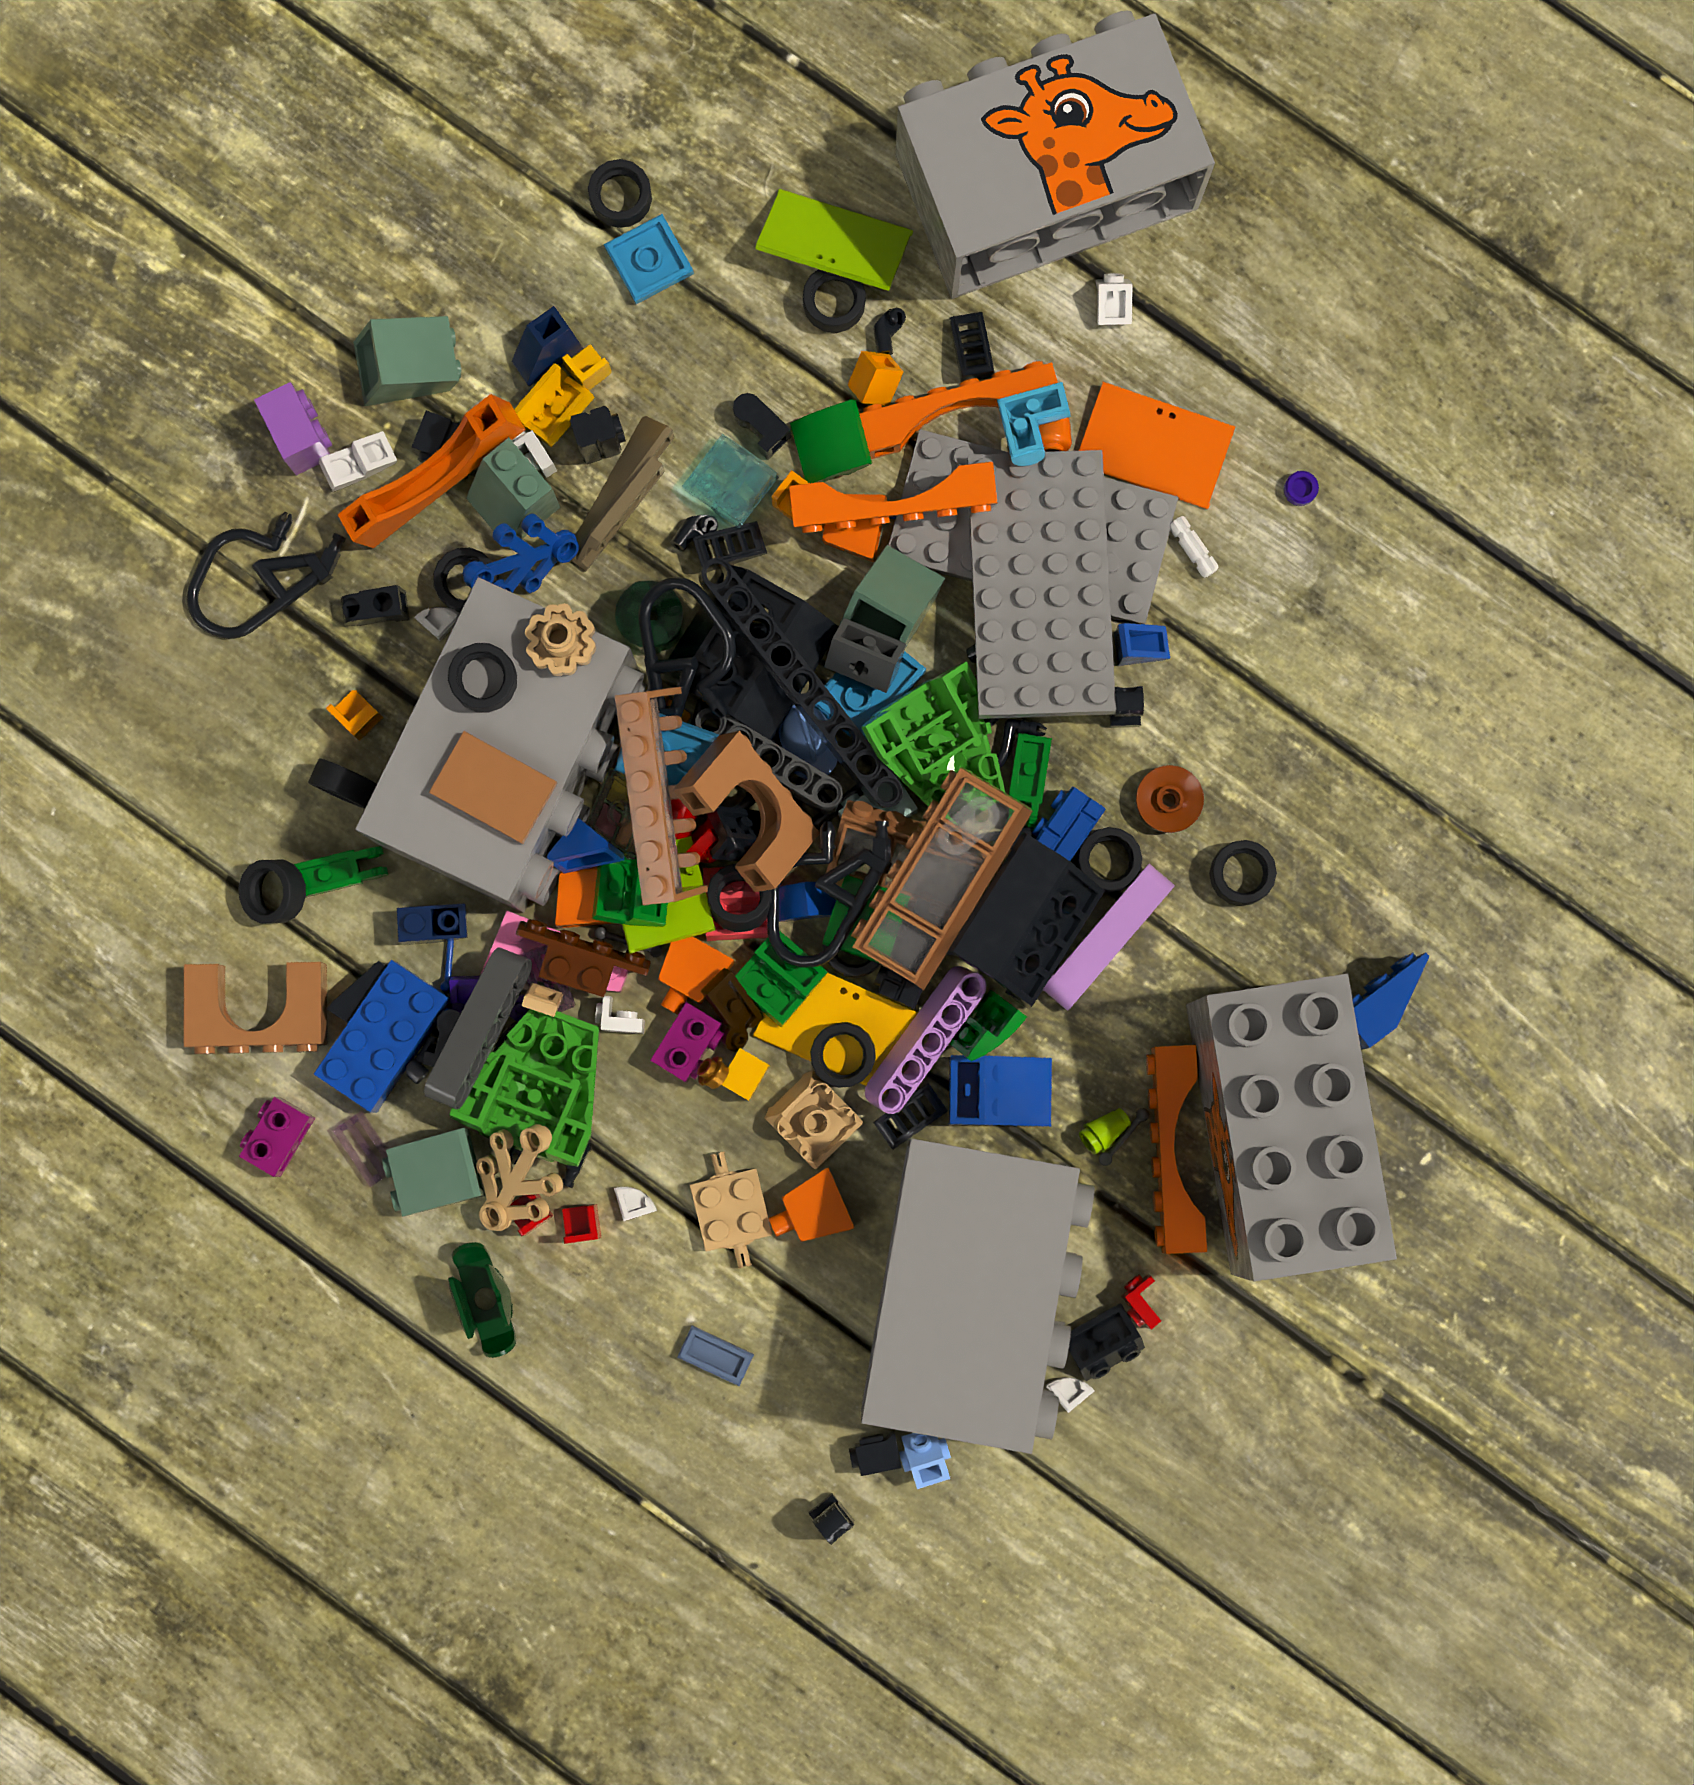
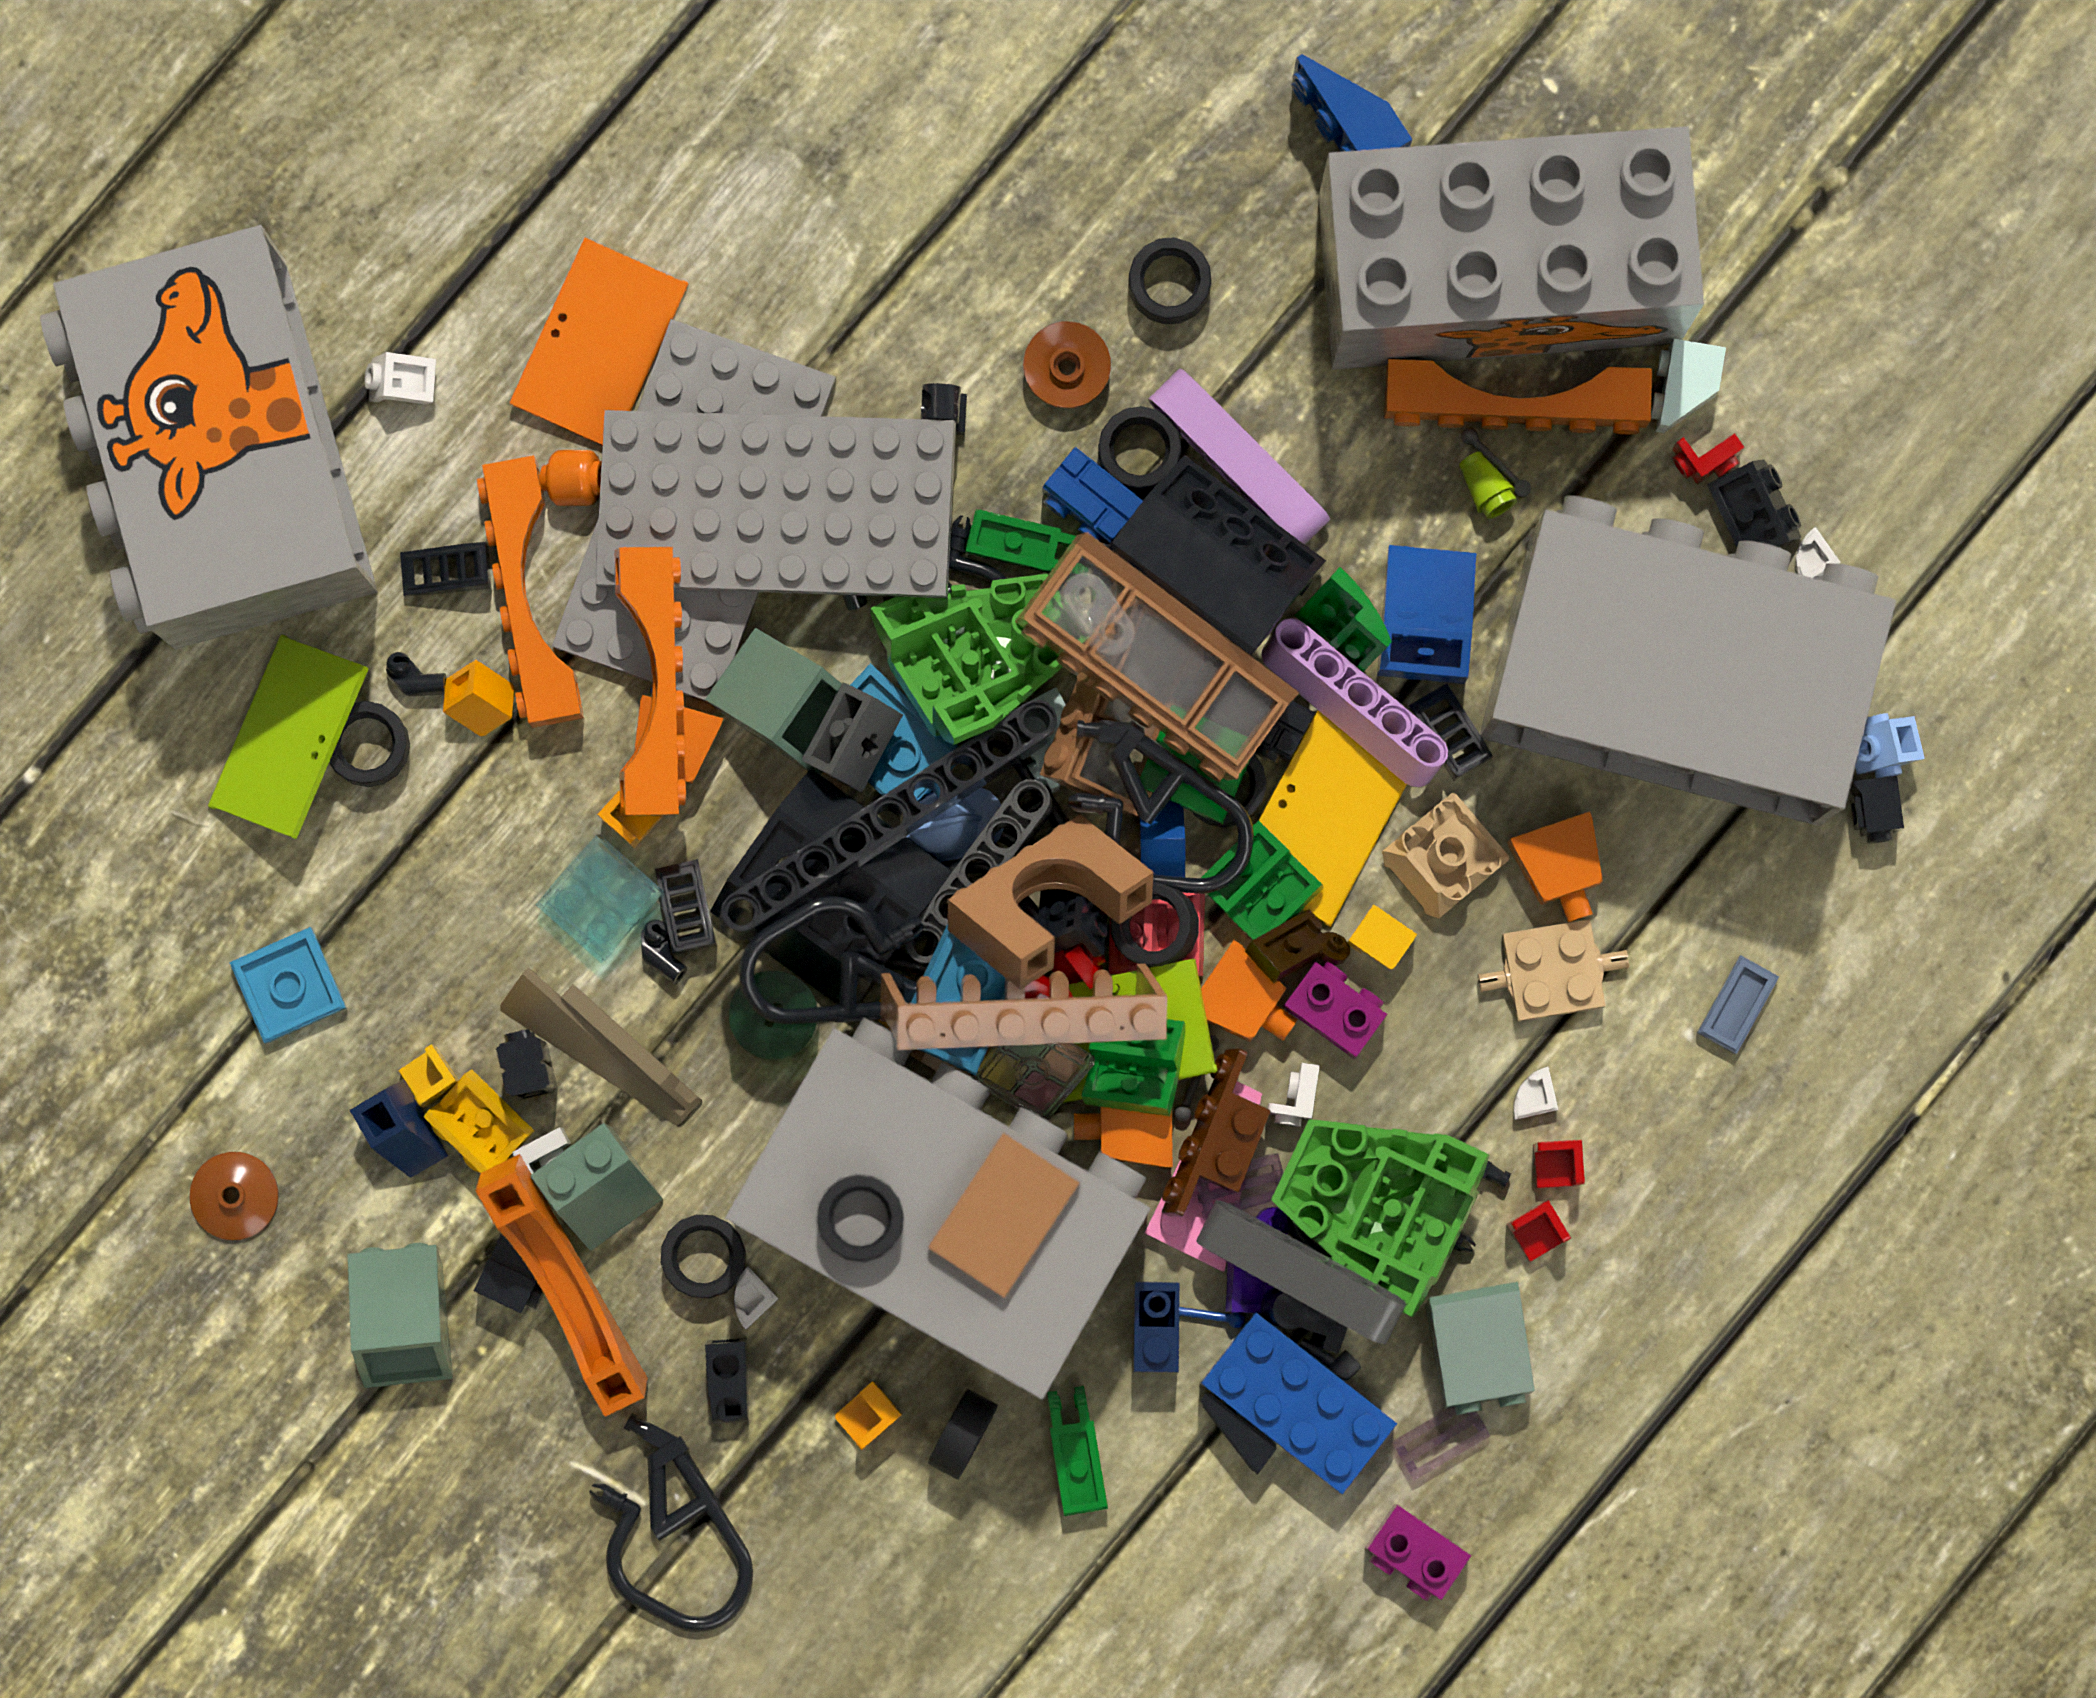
camera: 85 degrees left, 0 degrees up
(251, 891) = (1097, 1506): black tyre -> none
(292, 427) = (482, 1468): medium lavender brick -> none
(300, 1024) = (1269, 1629): medium nougat arch -> none
(357, 462) = (528, 1391): white slope -> none
(489, 249) = (255, 1204): none -> dark orange dish
(494, 1324) = (1678, 1286): dark green piece -> none
(497, 1210) = (1499, 1241): tan plant -> none
(542, 999) = (1268, 1189): tan tile -> none
(559, 547) = (671, 1127): blue plant -> none
(560, 639) = (819, 1114): tan plant -> none
(583, 850) = (1081, 1118): blue slope -> none
(619, 168) = (181, 986): black tyre -> none
(712, 1072) = (1378, 977): pearl gold plate -> none
(763, 422) = (513, 860): black leg -> none
(826, 1074) = (1342, 833): black tyre -> none
(831, 442) = (562, 762): green slope -> none
(831, 1518) = (1954, 870): black leg -> none
(1023, 415) = (554, 507): medium azure brick -> none
(1141, 643) = (861, 383): blue slope -> none
(1193, 546) = (738, 305): white axle -> none
(1200, 1283) = (1690, 380): none -> light aqua slope
(1301, 488) = (672, 161): dark purple tile -> none

